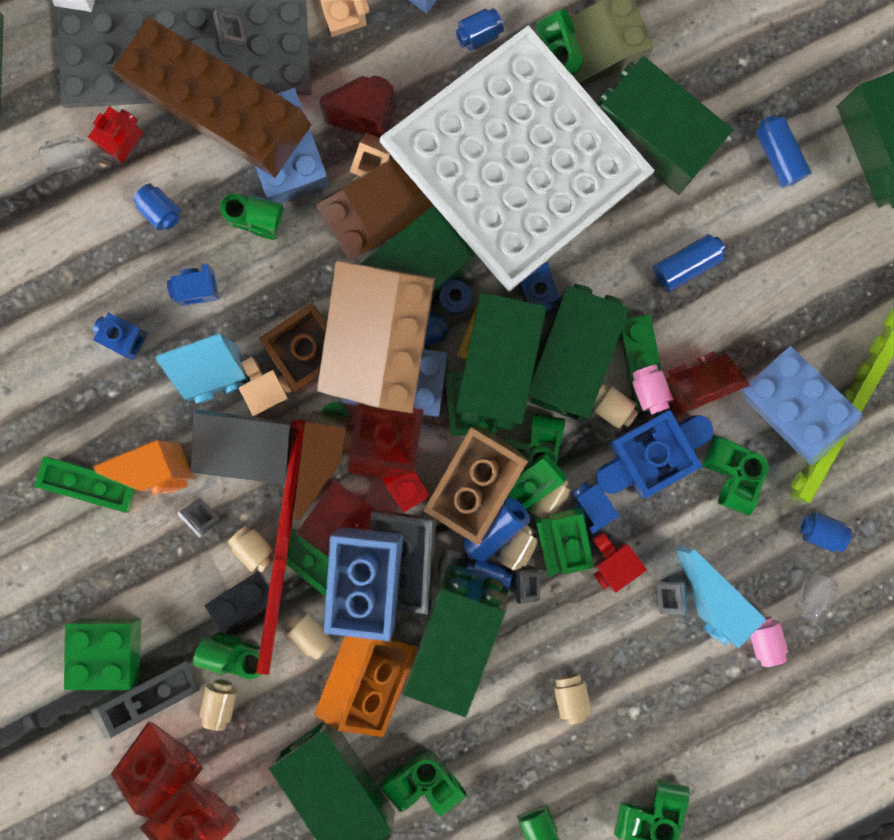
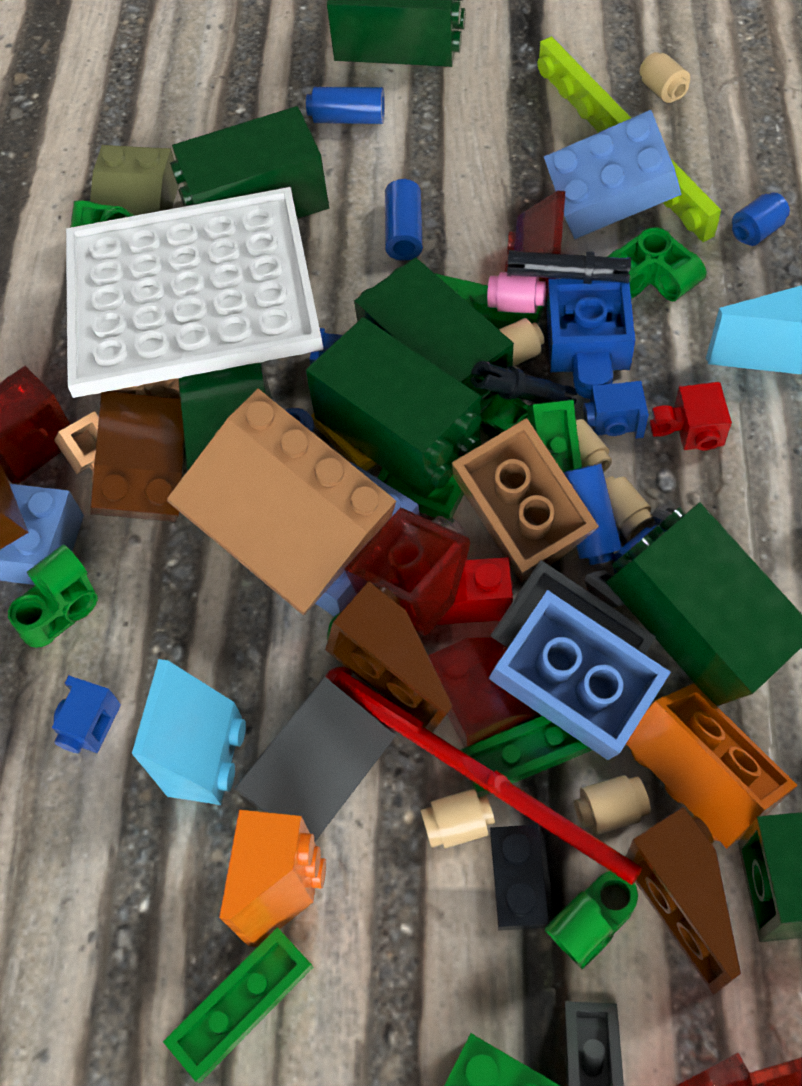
camera: 50 degrees left, 25 degrees down
(129, 338) = (93, 844): blue brick -> none
(199, 517) = (375, 871): flat silver slope -> none
(217, 705) = (651, 983): tan brick -> none
(264, 391) = (266, 697): light nougat brick -> none
(281, 693) = (688, 893): none -> reddish brown slope
(298, 347) = (242, 622): reddish brown brick -> none
(479, 29) = (36, 293): blue brick -> none
(563, 432) = (513, 384): none -> black pin
(565, 542) = (643, 452): green plate -> none
(672, 598) = (765, 382): flat silver slope -> none
(681, 422) = (569, 266): none -> black pin

